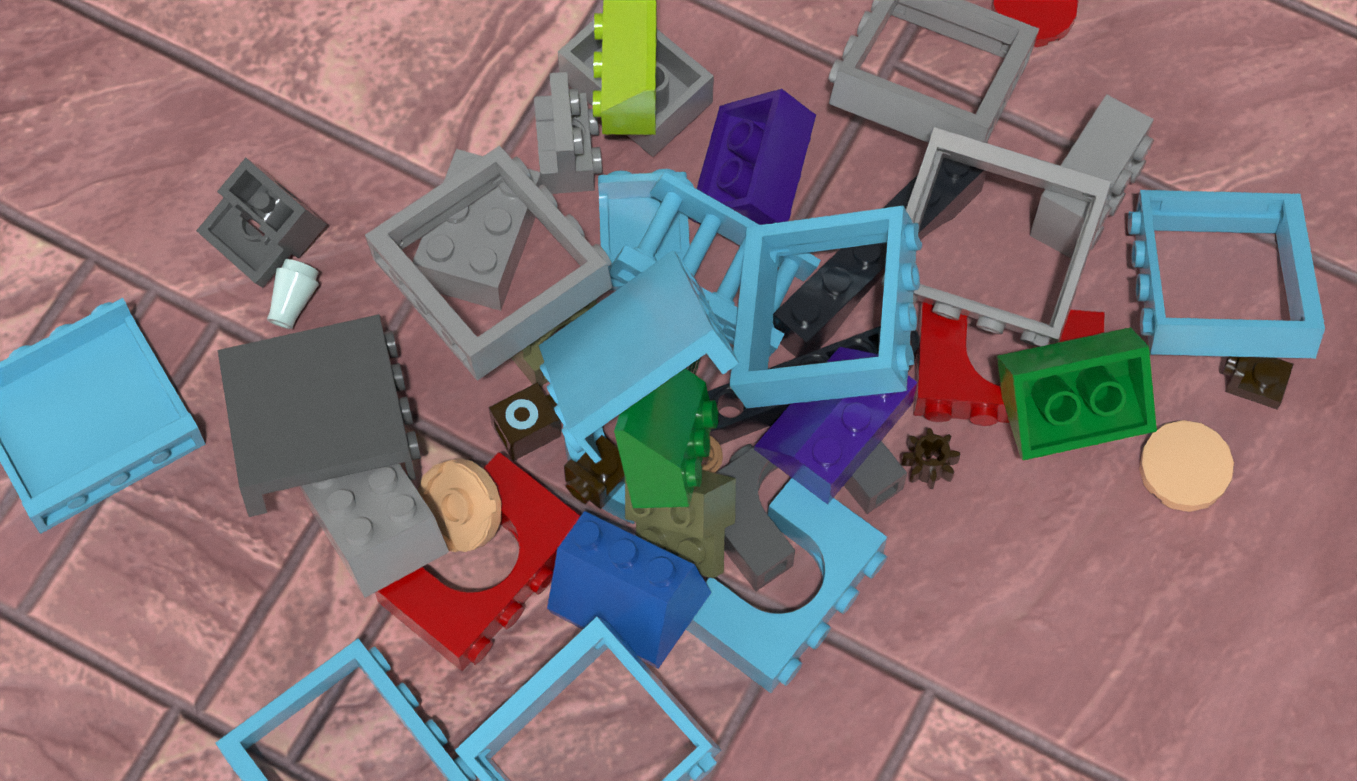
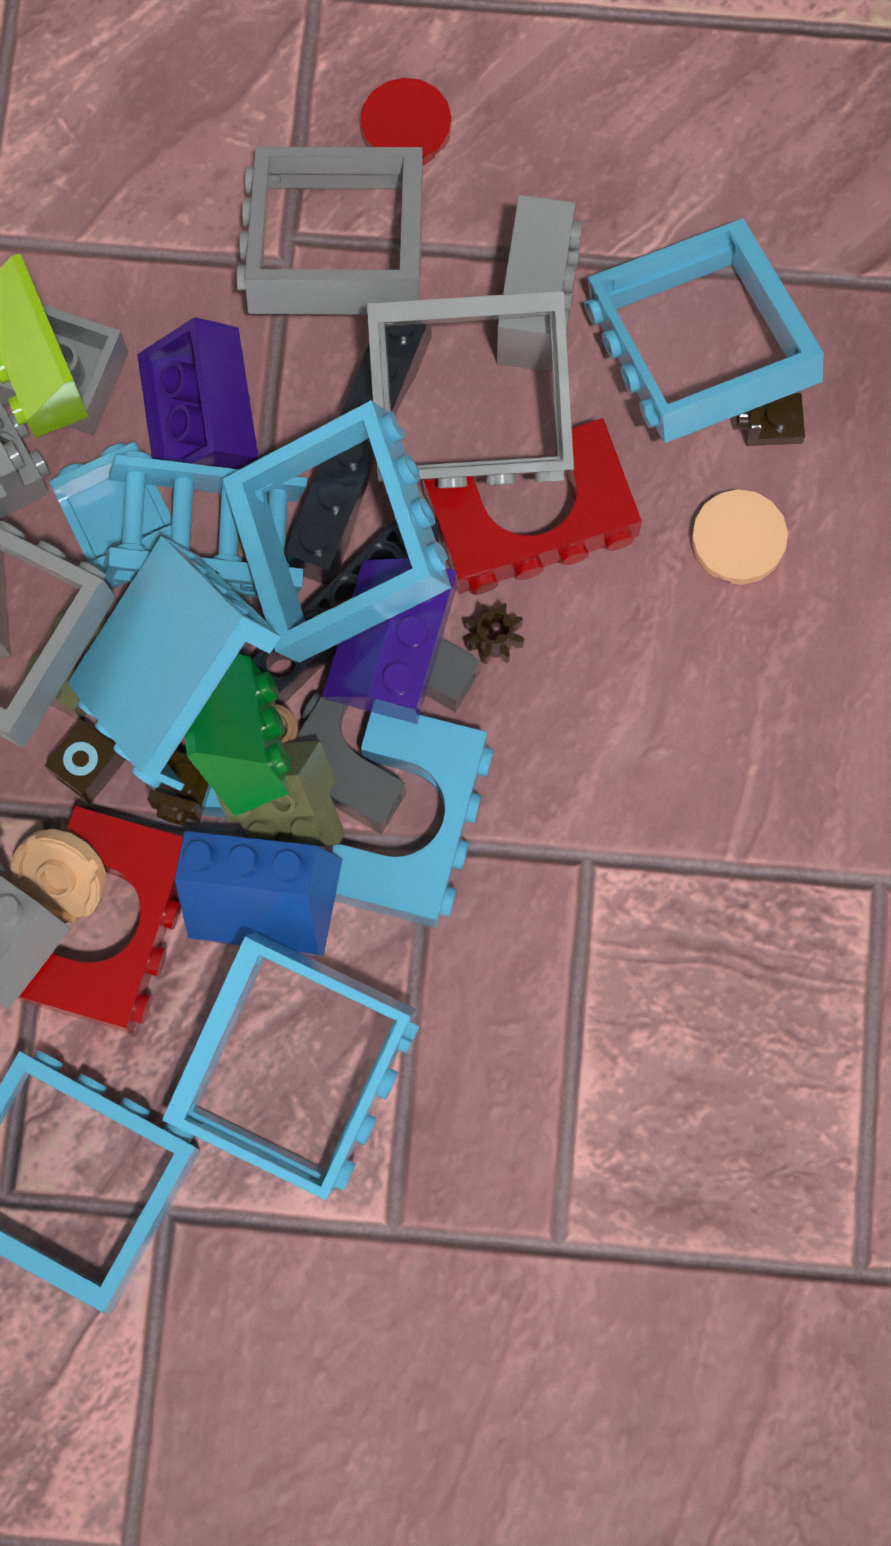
camera: 20 degrees left, 10 degrees up
(1078, 393) = (612, 512): green slope -> none

